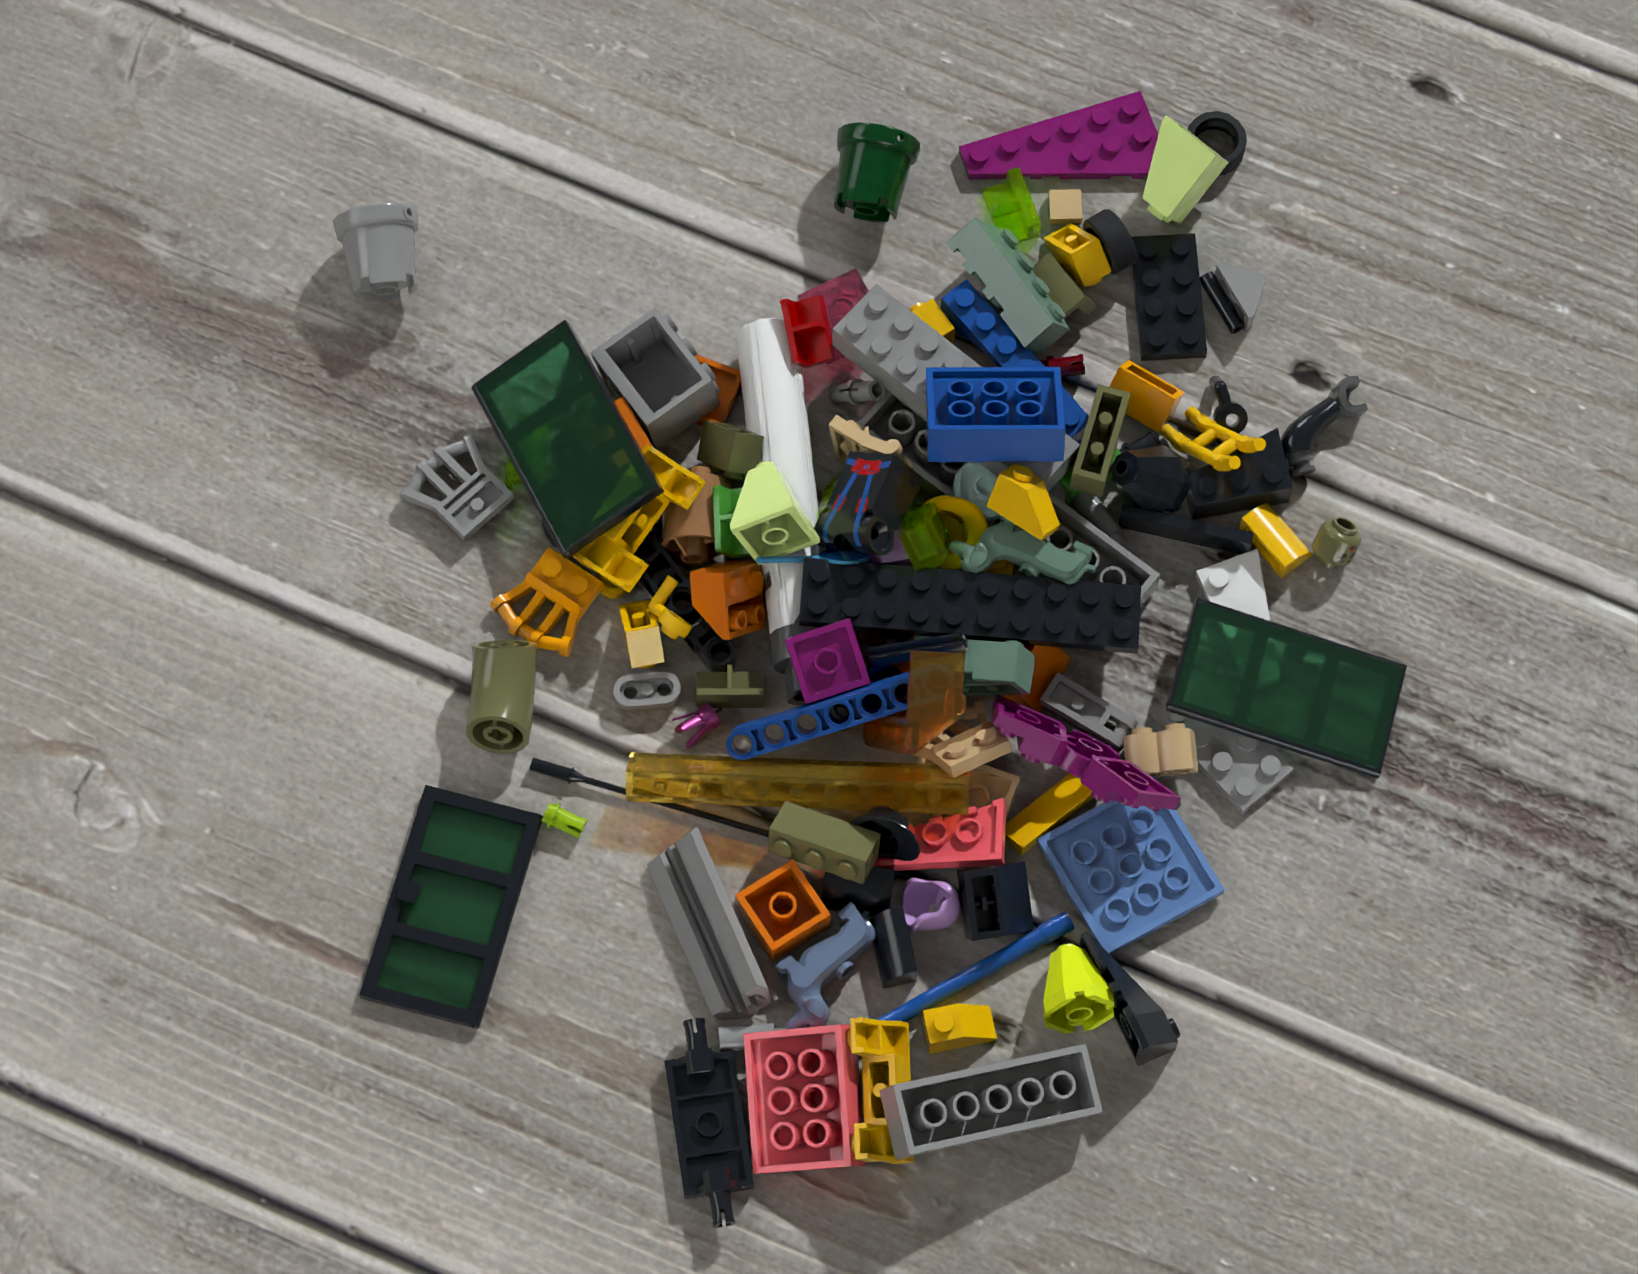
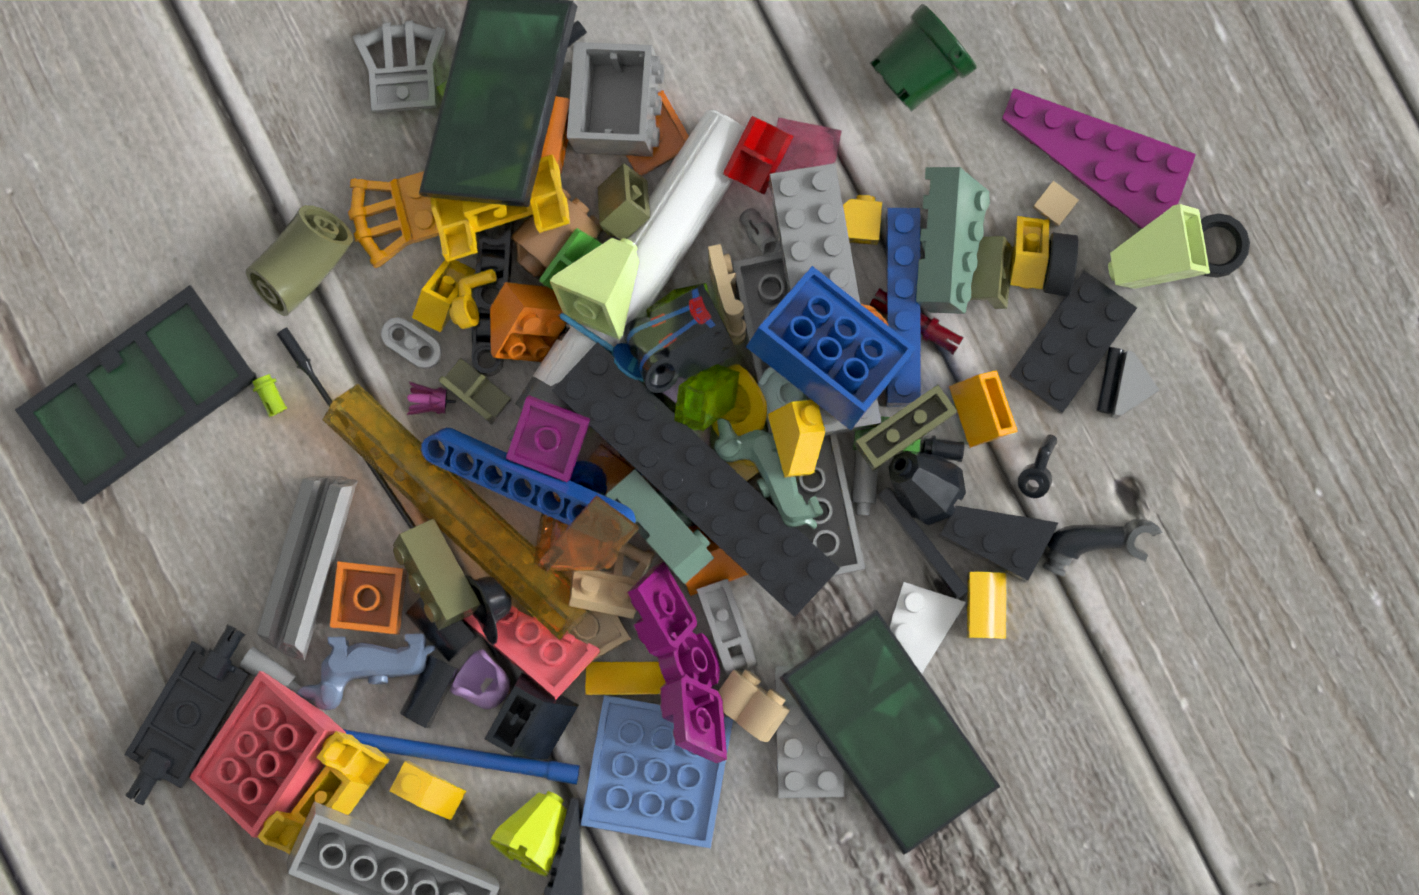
camera: 45 degrees right, 15 degrees up
(901, 651) = (625, 483): black axle -> none
(1013, 206) = (1011, 172): clear neon green panel -> none
(1219, 457) = (1009, 483): yellow piece -> none
(1336, 542) = (1028, 648): olive head -> none

